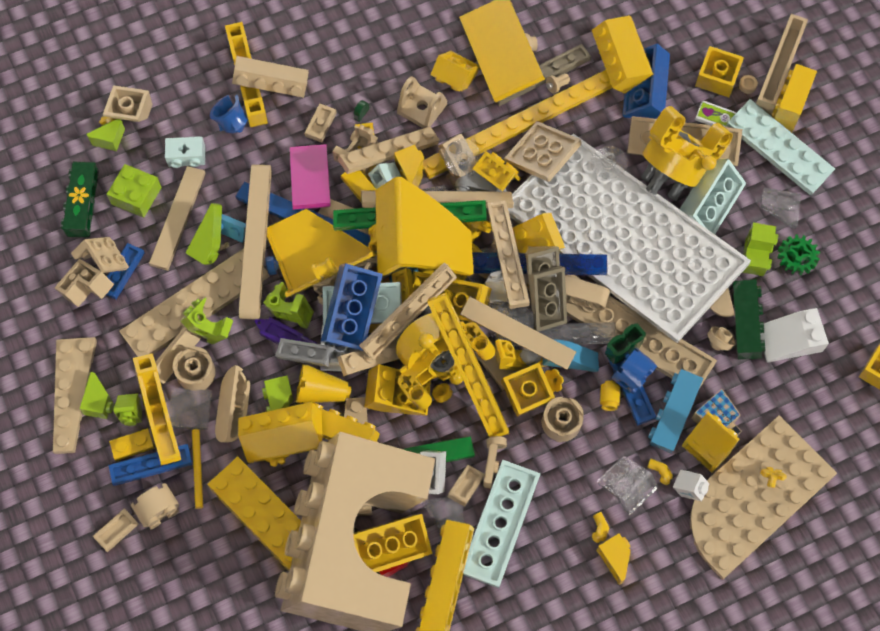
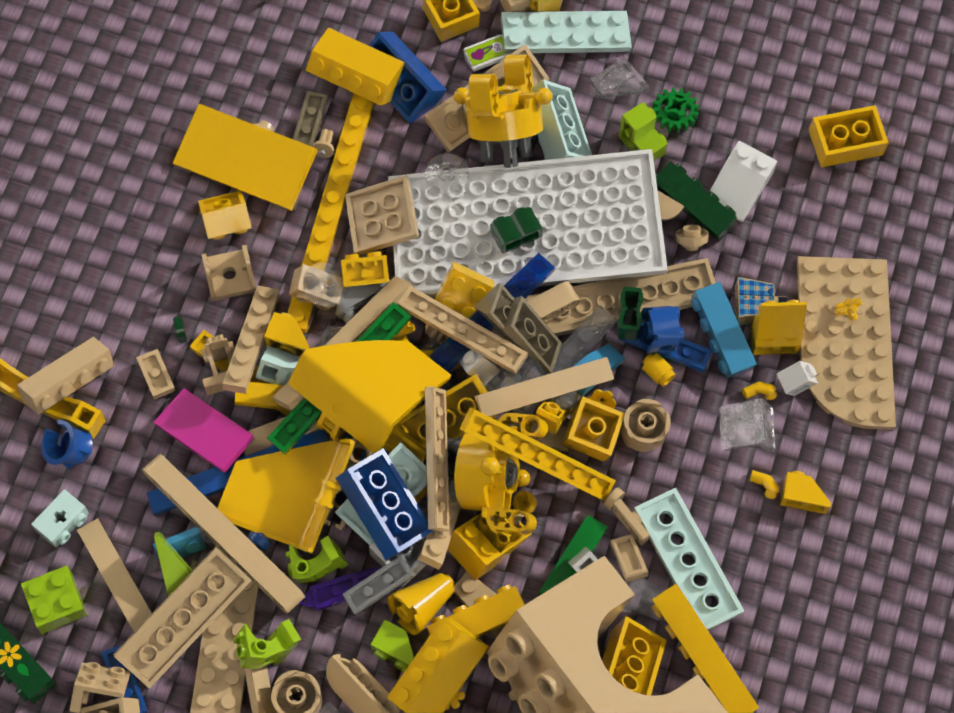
camera: 50 degrees left, 0 degrees up
(183, 263) = (182, 617): none -> tan plate
(610, 230) = (516, 229): none -> dark green brick

